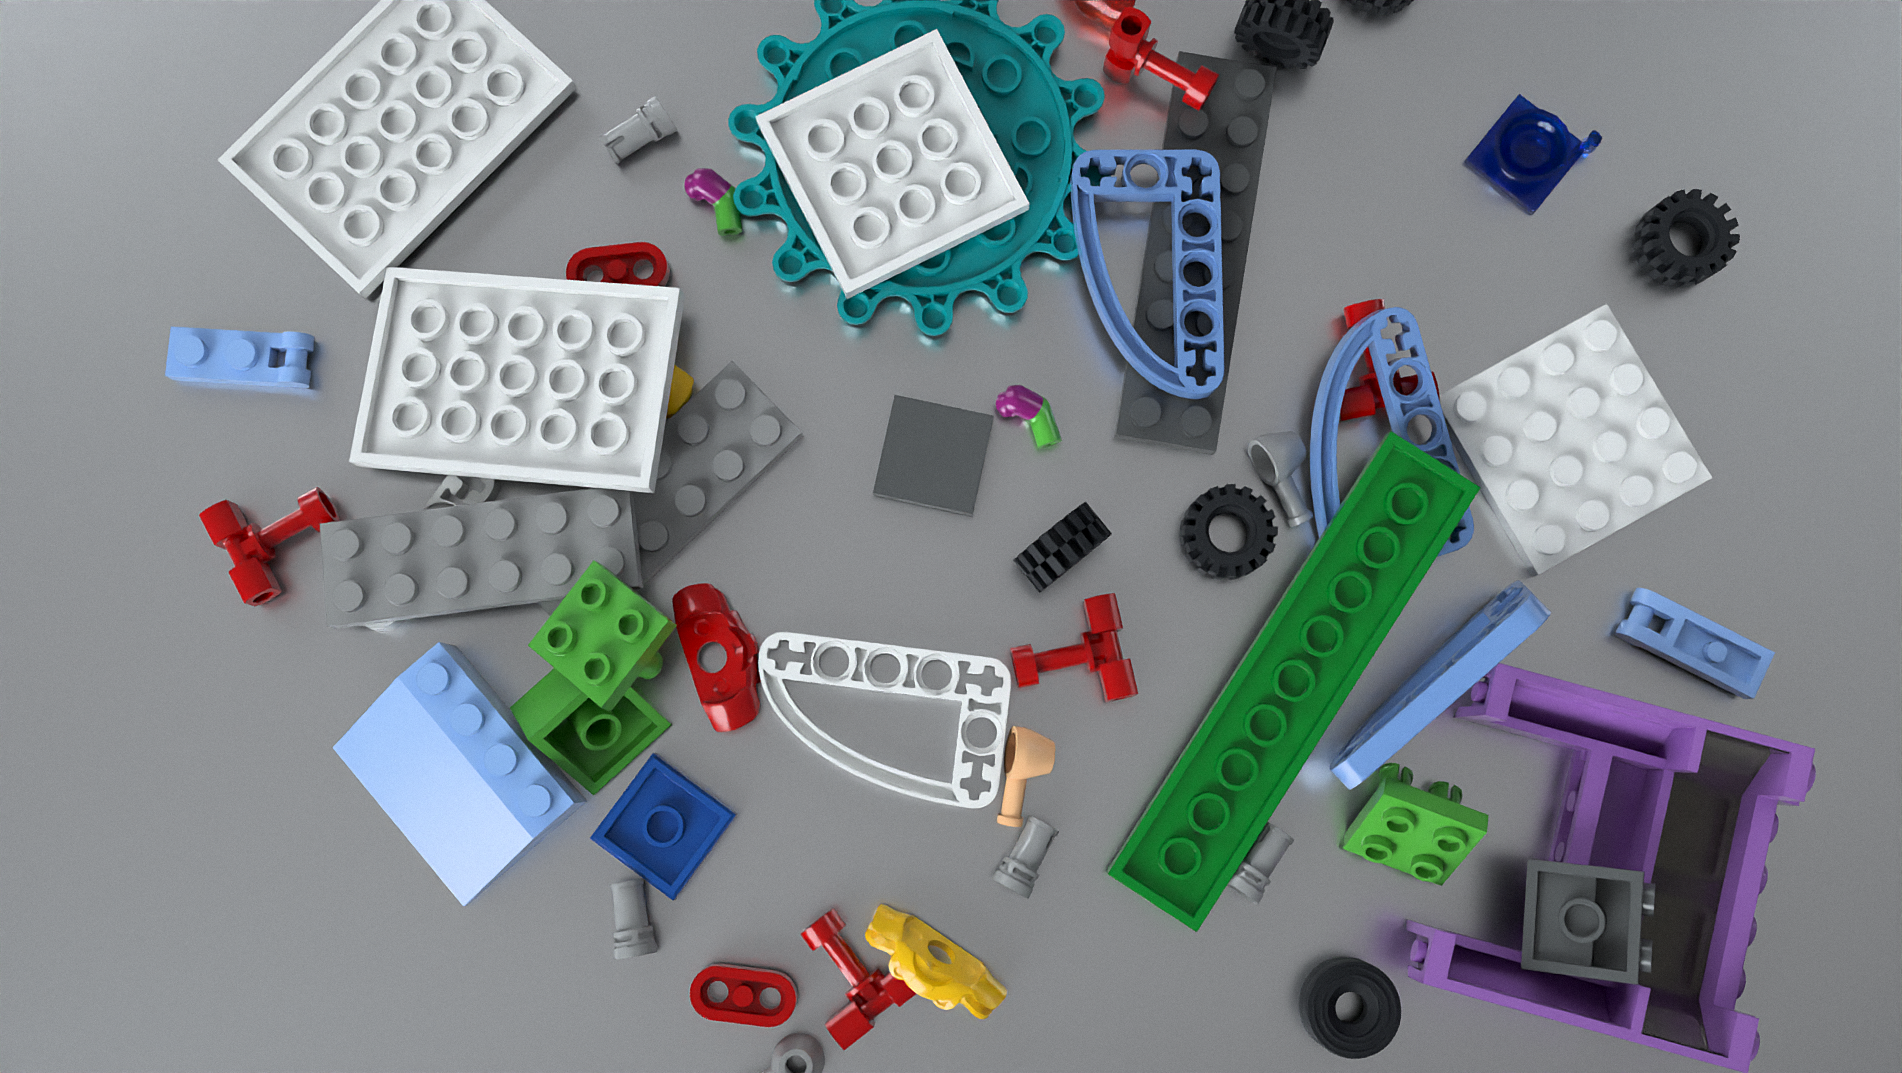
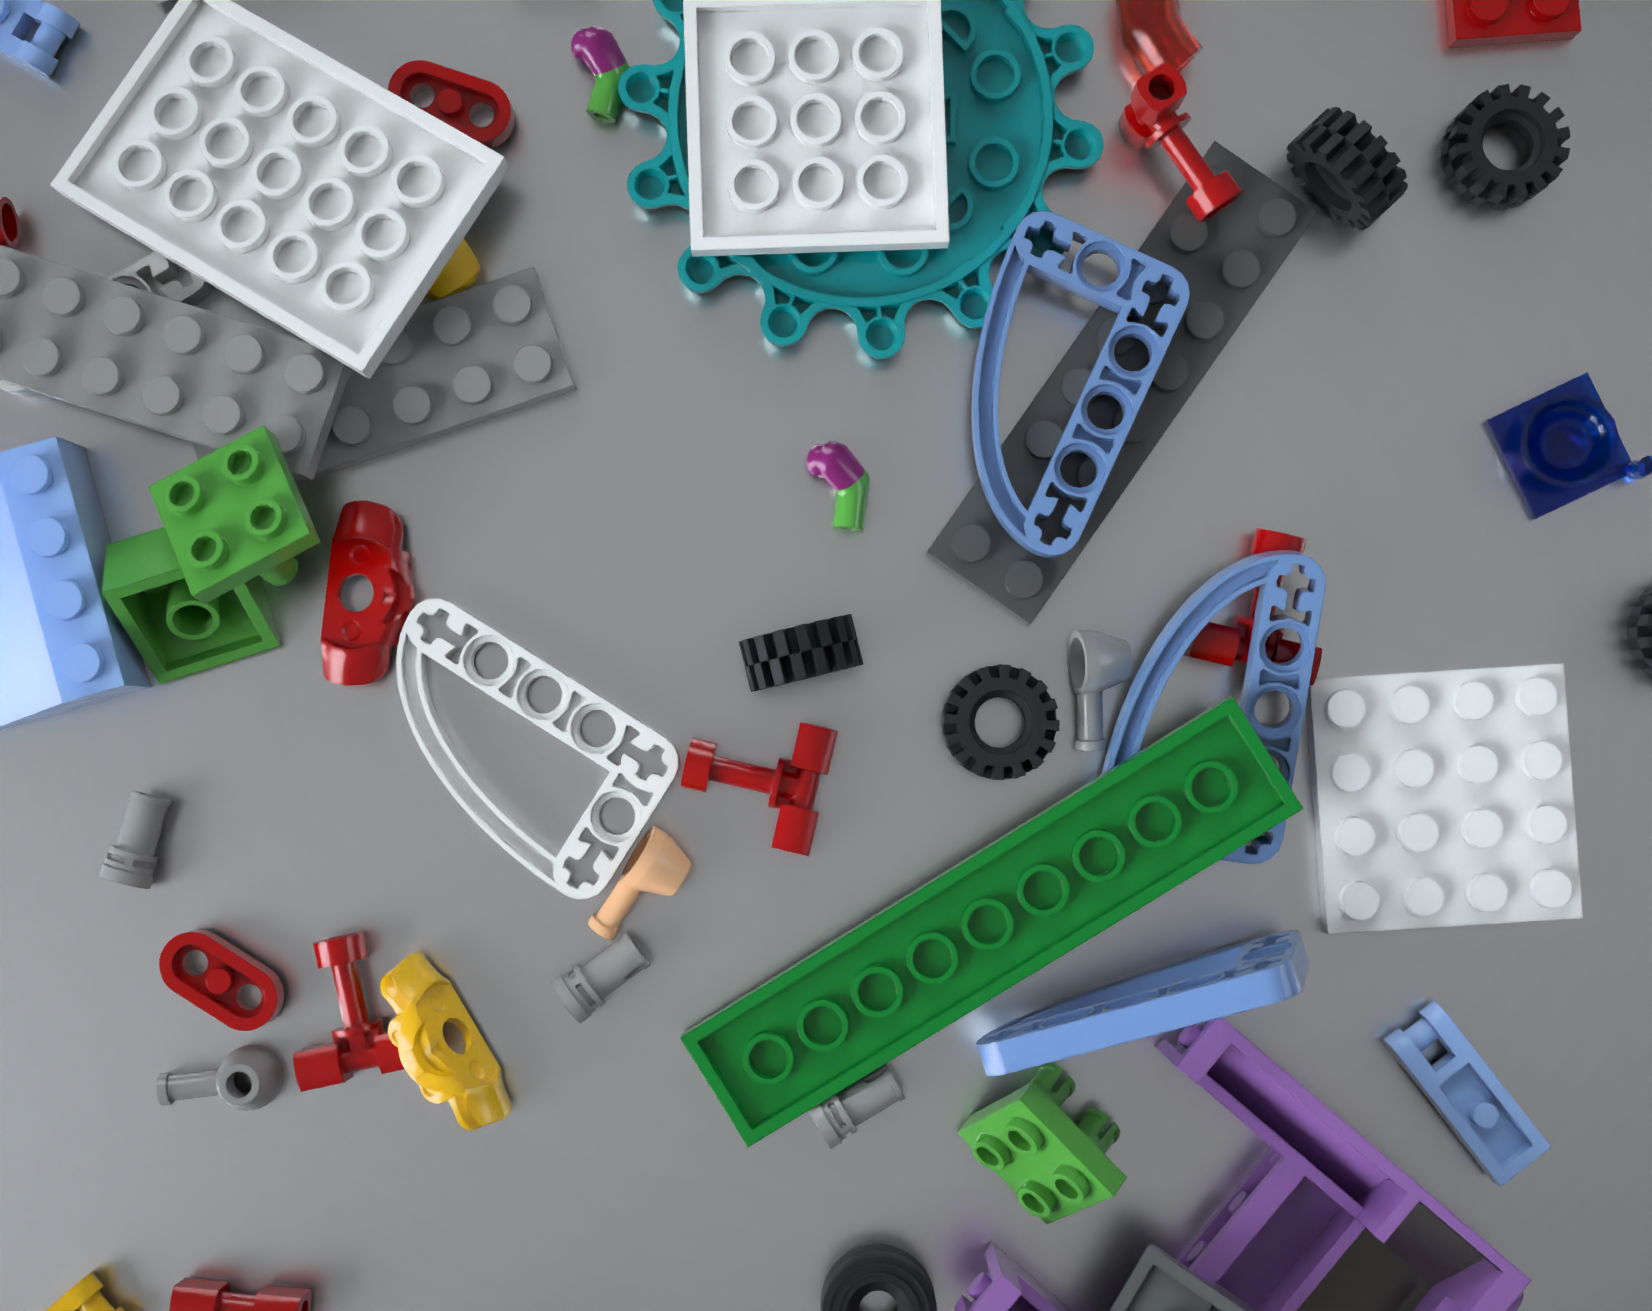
camera: 30 degrees right, 5 degrees up
(663, 826) = (220, 754): blue tile -> none
(933, 455) = (710, 479): dark grey tile -> none

